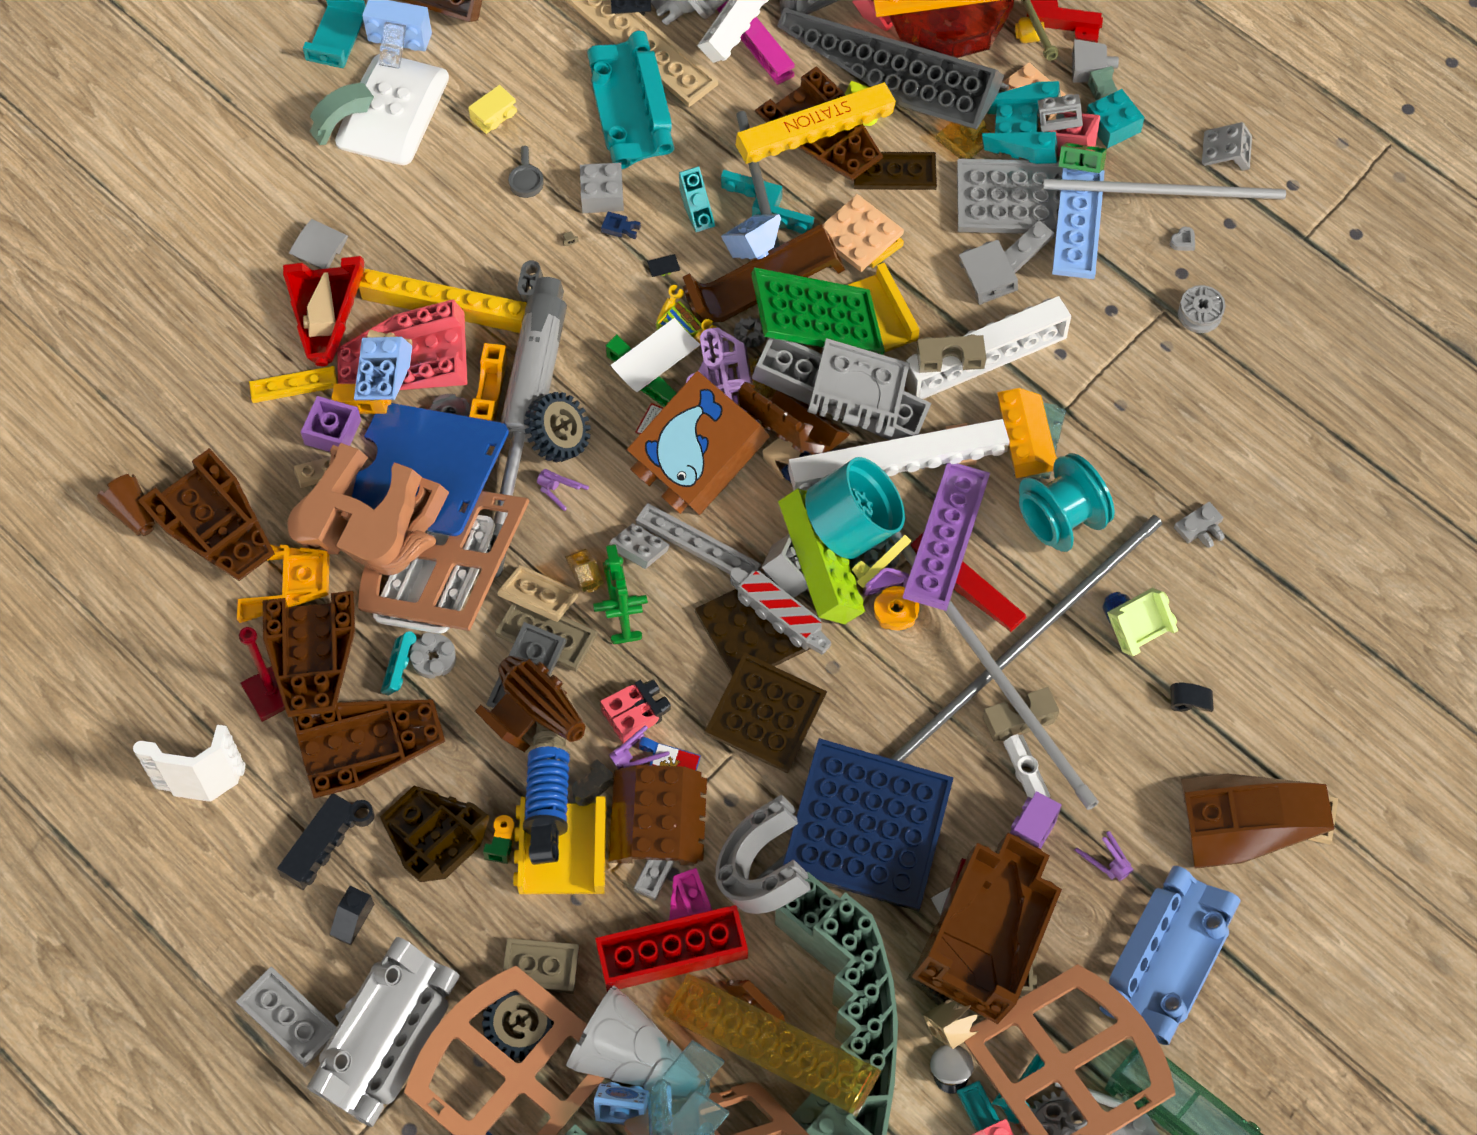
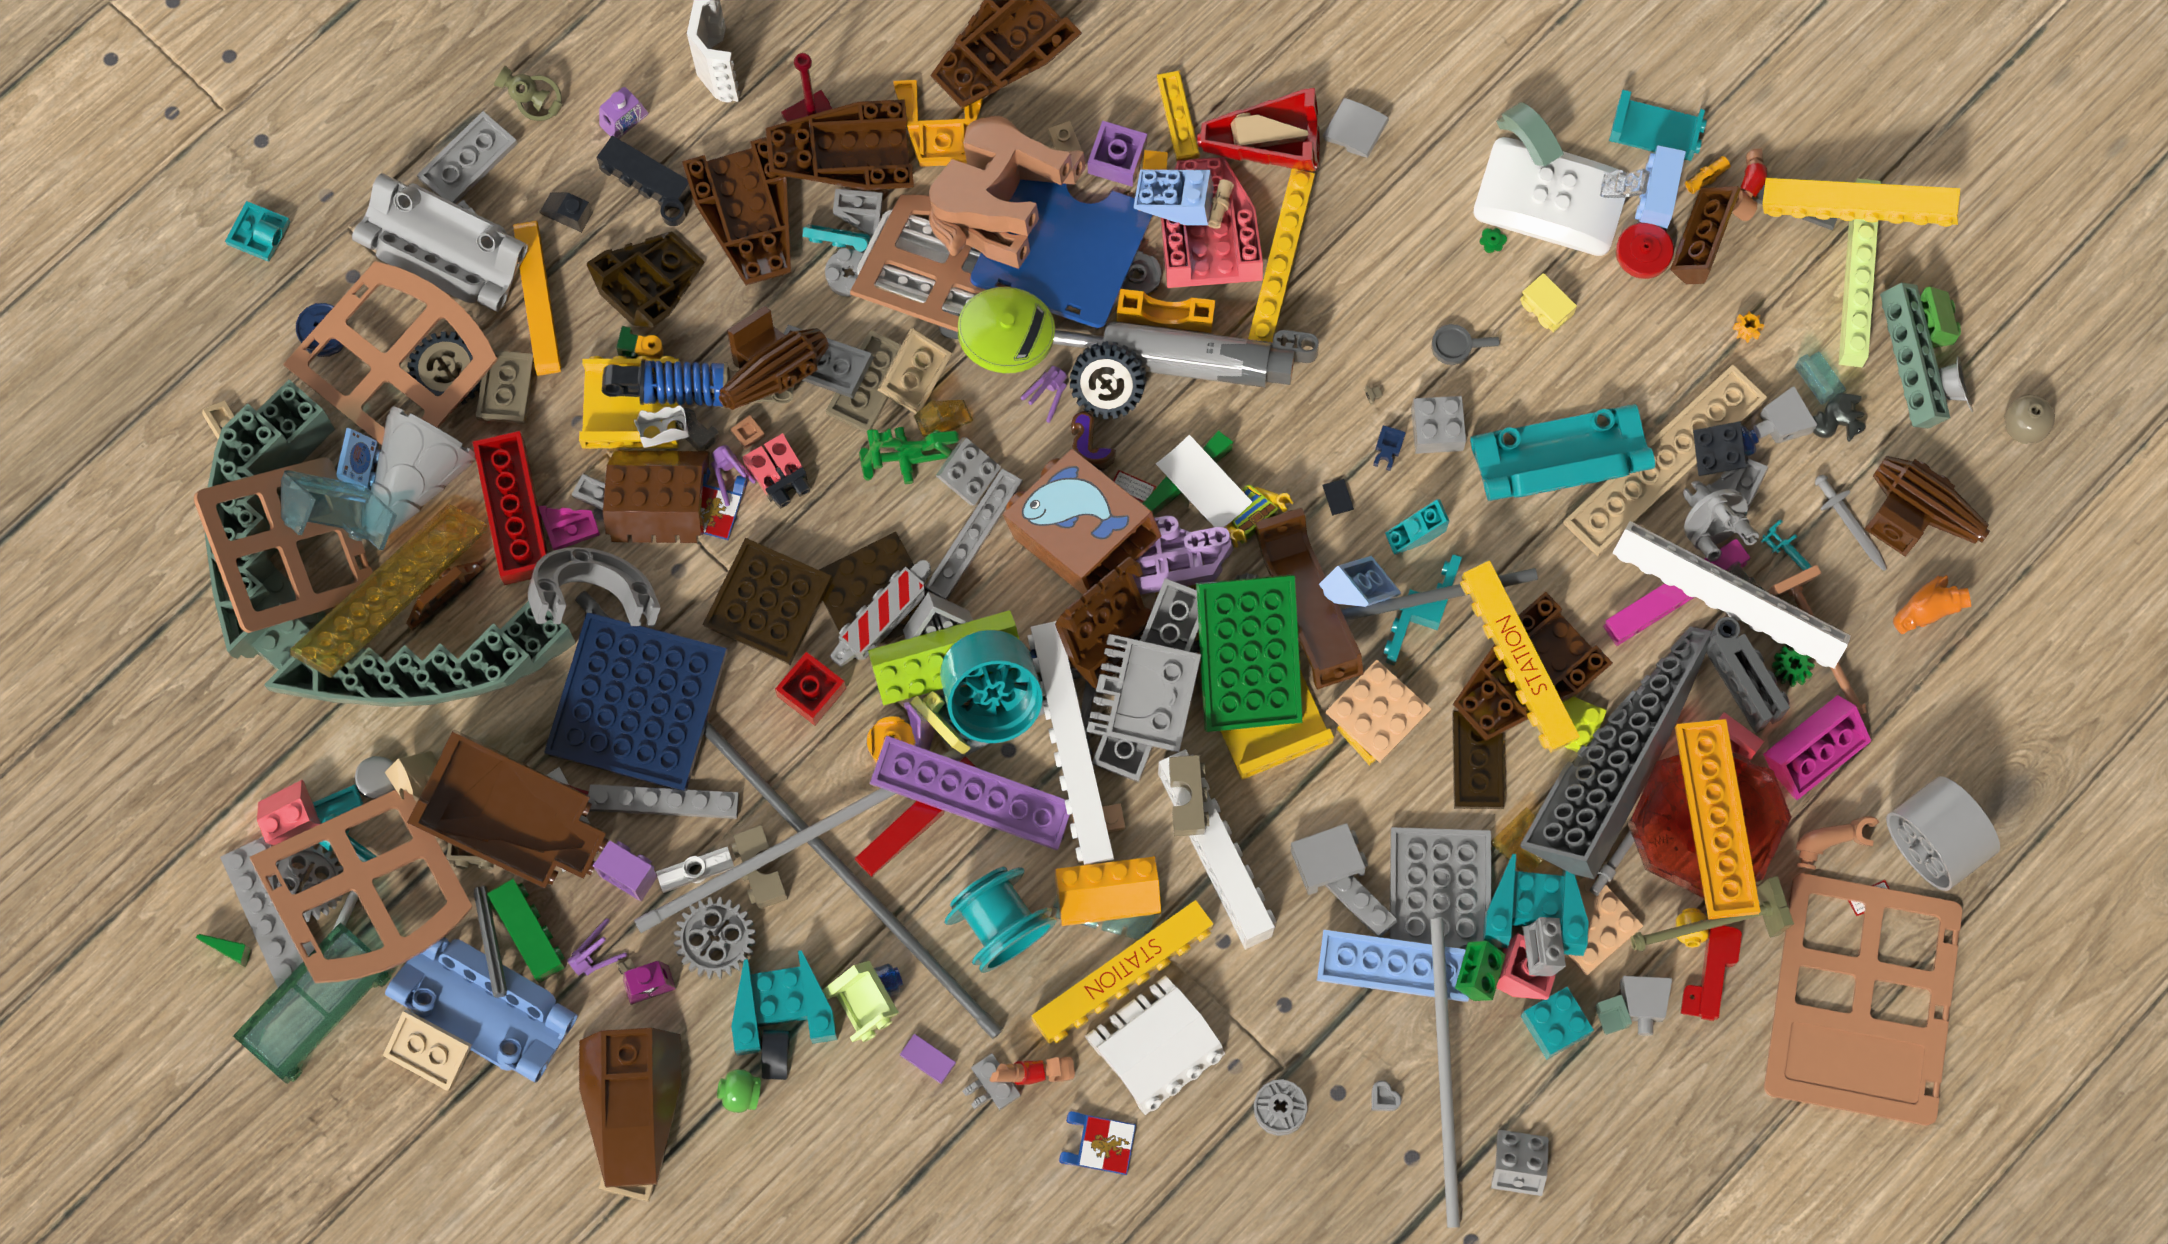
camera: 90 degrees right, 10 degrees up
(216, 959) = (539, 98): none -> olive piece
(249, 861) = (621, 113): none -> medium lavender torso
(370, 645) = (859, 208): none -> light grey wing
(430, 151) = (1492, 245): none -> green plant
(448, 42) = (1644, 250): none -> red wheel
(453, 936) = (538, 300): none -> light orange beam
(513, 496) = (1006, 330): none -> lime dish
(588, 781) = (648, 419): none -> white piece
(595, 738) = (747, 432): none -> nougat plate
(611, 454) = (1083, 426): none -> reddish brown animal
(851, 672) = (810, 688): none -> red brick
(960, 800) = (664, 801): none -> light grey plate
(1094, 917) = (526, 930): none -> green brick
(1097, 424) = (1122, 972): none -> yellow brick
(1101, 736) = (696, 925): none -> light grey gear
(1111, 945) = (490, 942): none -> dark grey axle
(1121, 830) = (625, 966): none -> dark tan piece
(1135, 803) = (648, 981): none -> magenta torso
(1141, 694) = (779, 999): none -> teal wedge
(1154, 396) = (1157, 1046): none -> white hinge
(1183, 575) = (927, 1059): none -> medium lavender tile
(1188, 489) = (1035, 1071): none -> nougat piece
(1219, 1001) = (427, 1050): none -> tan plate
(1231, 721) = (739, 1091): none -> bright green piece
(1244, 440) = (1103, 1144): none -> flag

